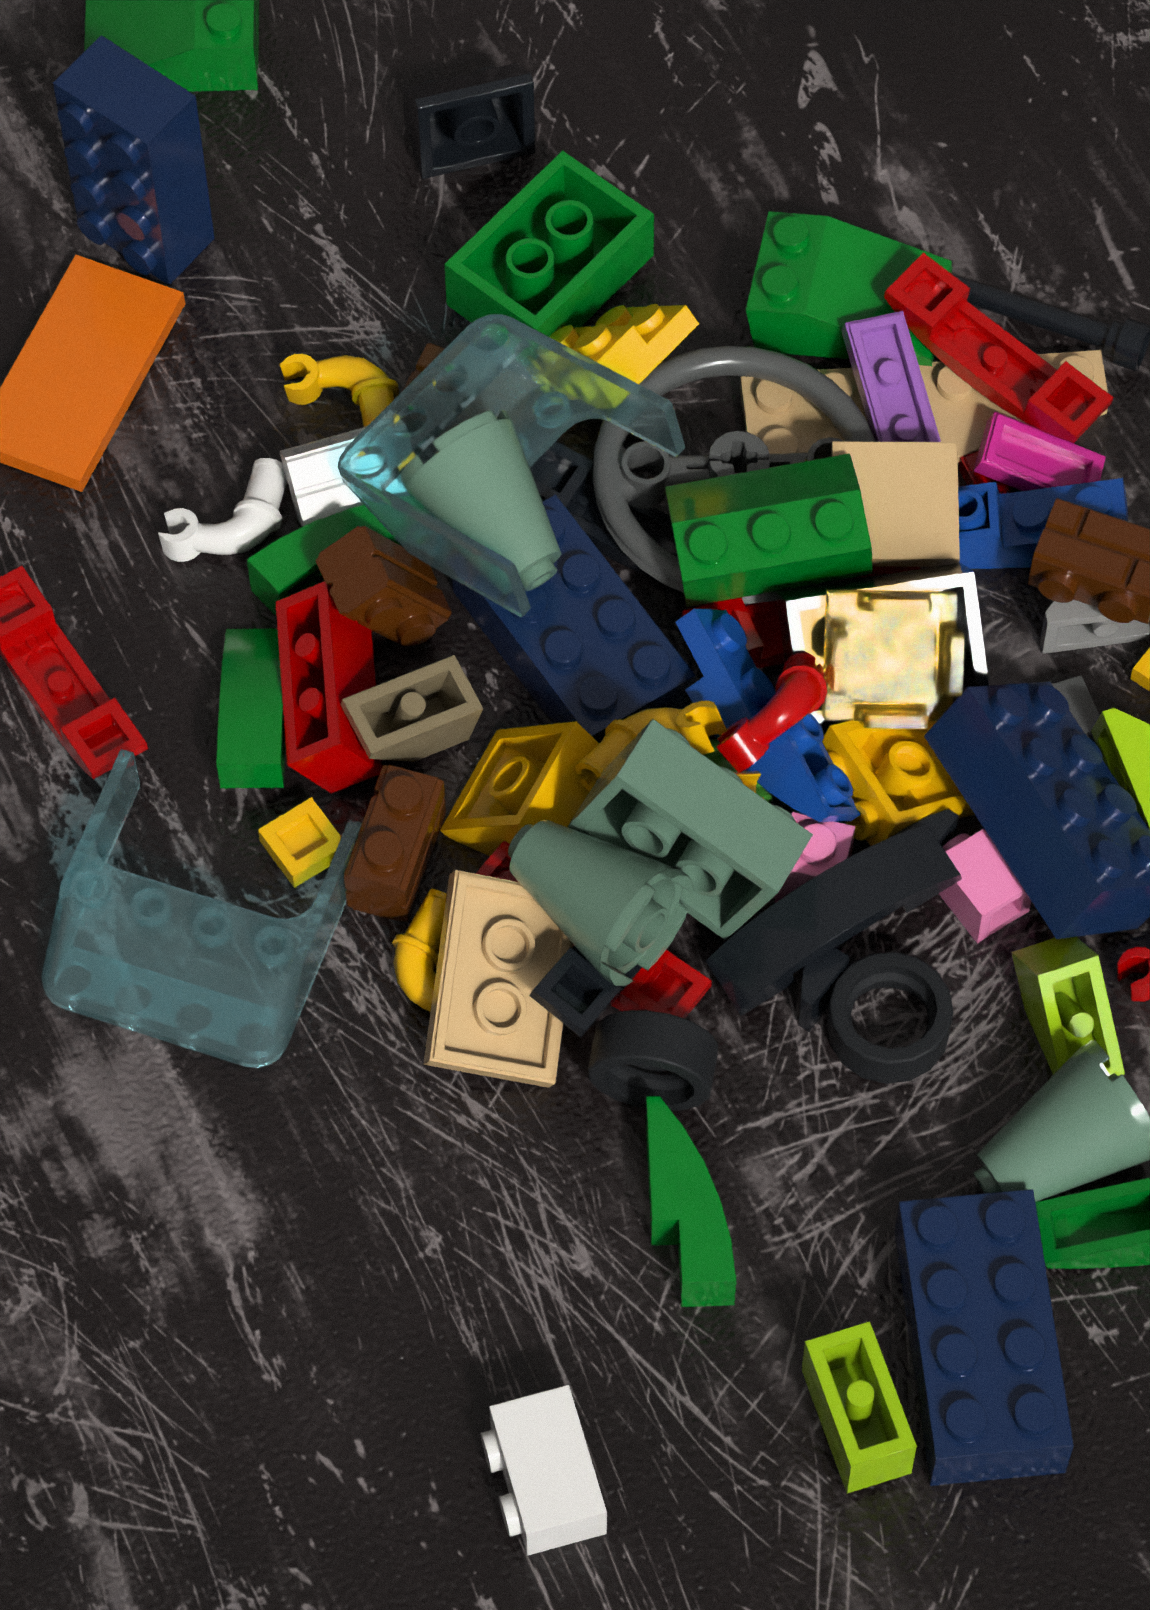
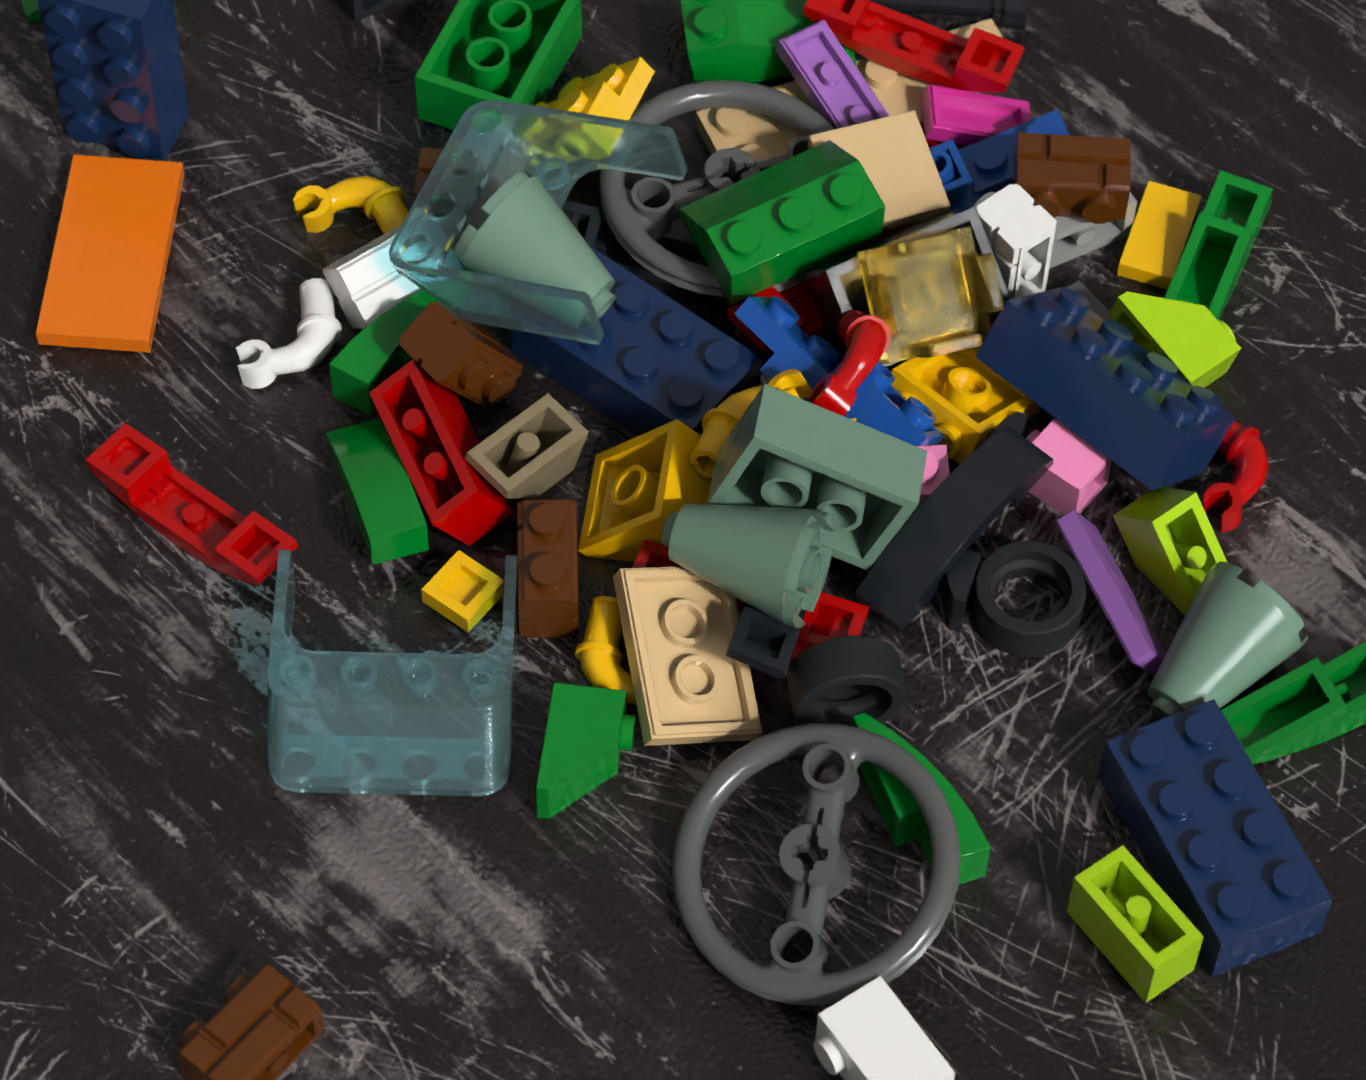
camera: 20 degrees left, 5 degrees down
(360, 1044) = (581, 744): none -> green slope
(542, 1264) = (824, 747): none -> dark grey piece
(980, 1035) = (1112, 592): none -> medium lavender tile
(1015, 620) = (1019, 238): none -> white brick

